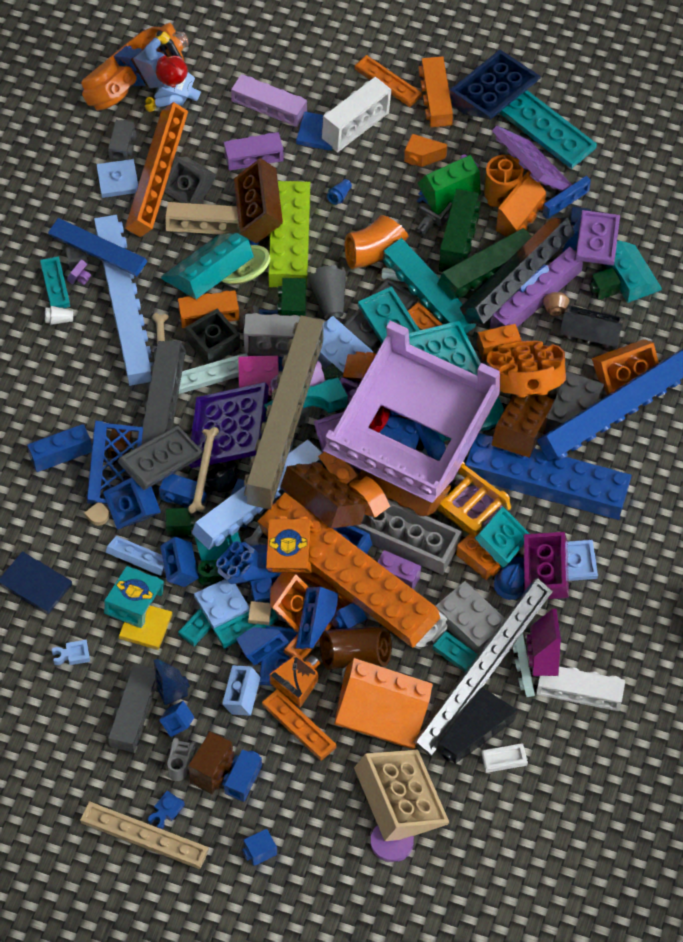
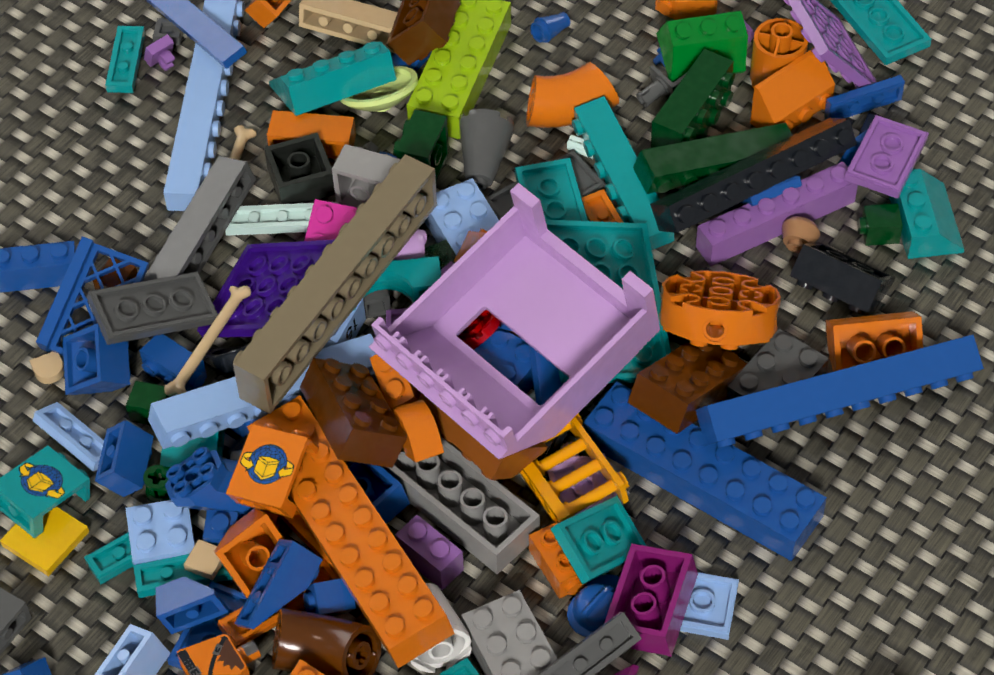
camera: 20 degrees right, 5 degrees down
(58, 315) = (110, 99): white cone -> none
(170, 682) = (32, 623): dark blue slope -> none
(493, 338) = (696, 258): orange brick -> none

